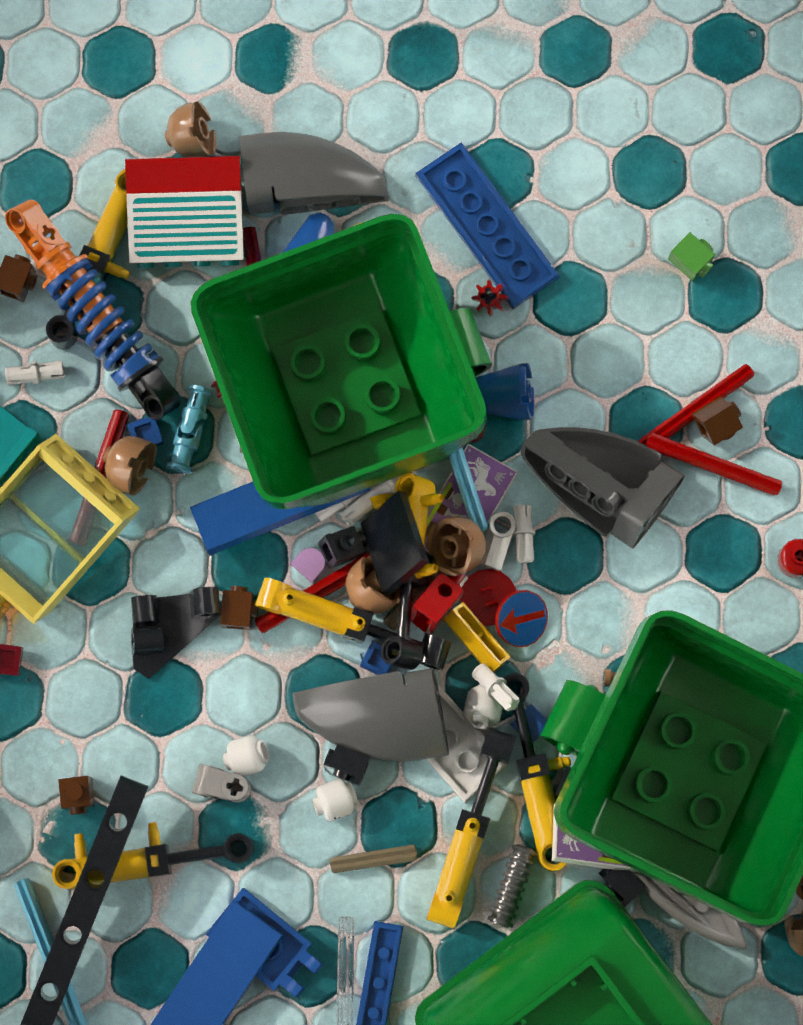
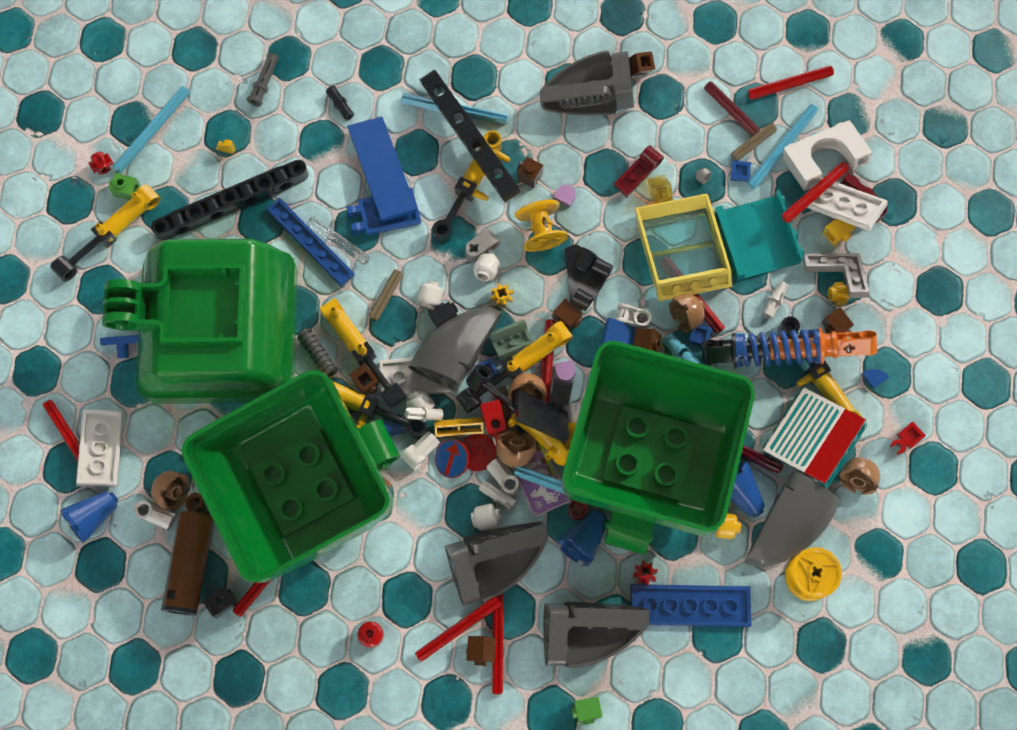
camera: 125 degrees right, 5 degrees down
(53, 194) = (874, 377): none -> blue tile
(74, 728) = (565, 195): none -> lavender tile
(101, 108) = (908, 437): none -> red plate
(138, 733) = (538, 214): none -> yellow piece
(183, 530) = (632, 314): none -> white piece
(205, 486) = (647, 339): none -> reddish brown brick
(262, 705) = (499, 291): none -> yellow gear
(320, 654) = (510, 339): none -> sand green bracket
(353, 107) = (826, 571): none -> yellow piece
(503, 810) = (360, 375): none -> reddish brown brick
(545, 665) = (416, 454): none -> white piece
(561, 526) = (485, 517): none -> white head
(604, 312) = (589, 632): none -> dark grey panel

